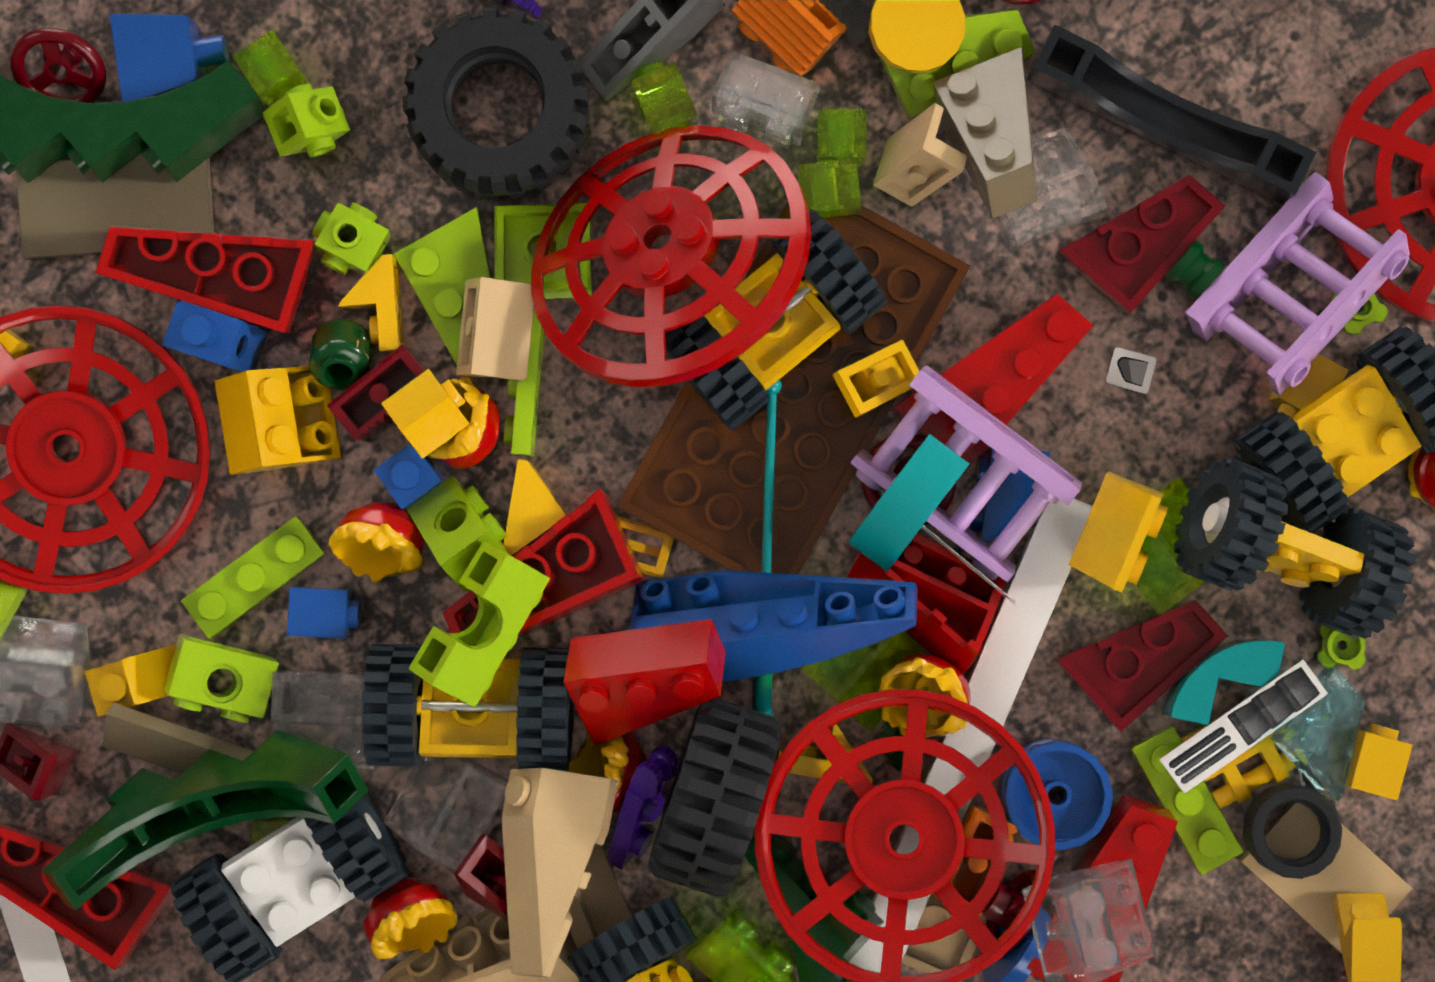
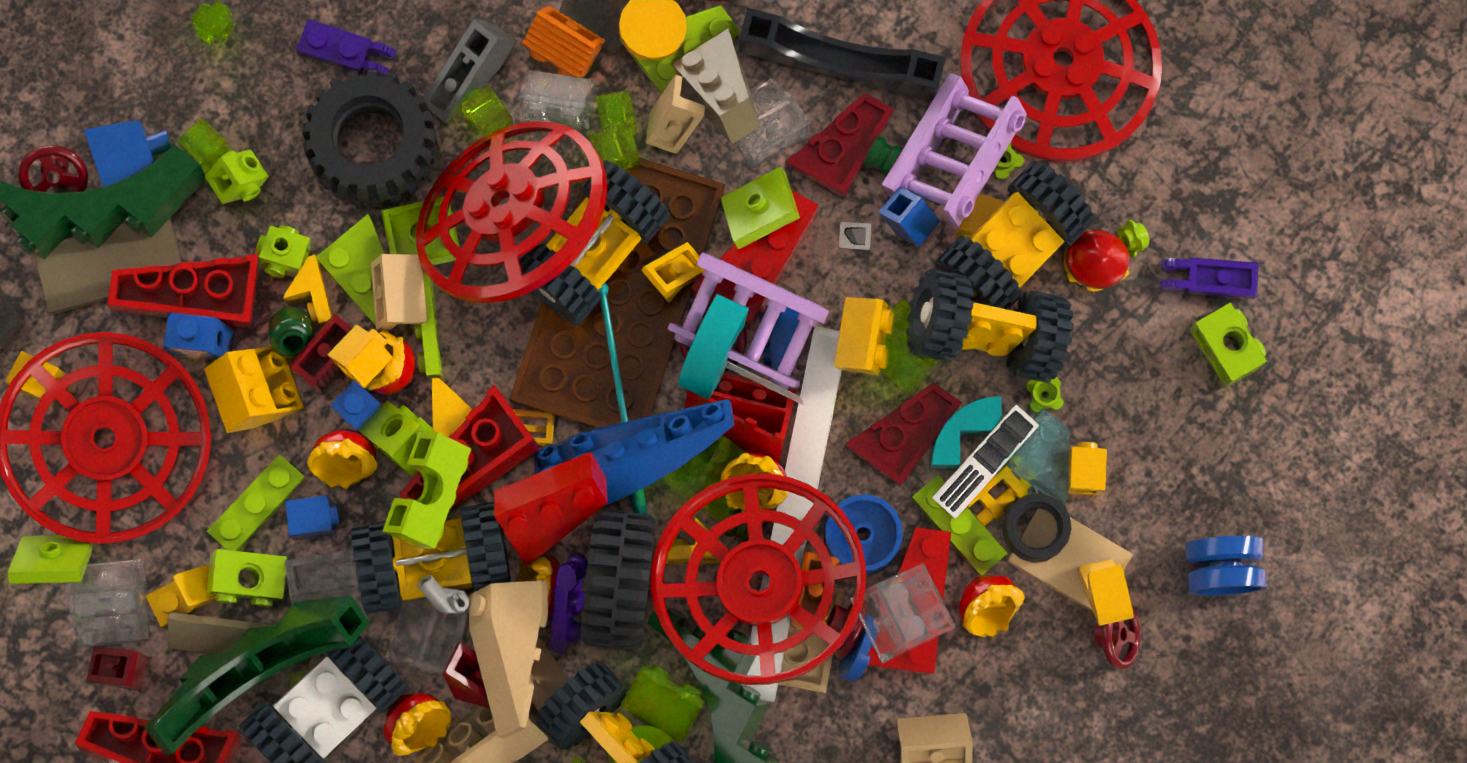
camera: 20 degrees left, 10 degrees down
(475, 771) = (444, 598): none -> light grey arm
(1012, 314) = (759, 207): none -> lime plate
(1204, 918) = (989, 604): none -> yellow hair
(1213, 364) = (909, 216): none -> blue brick

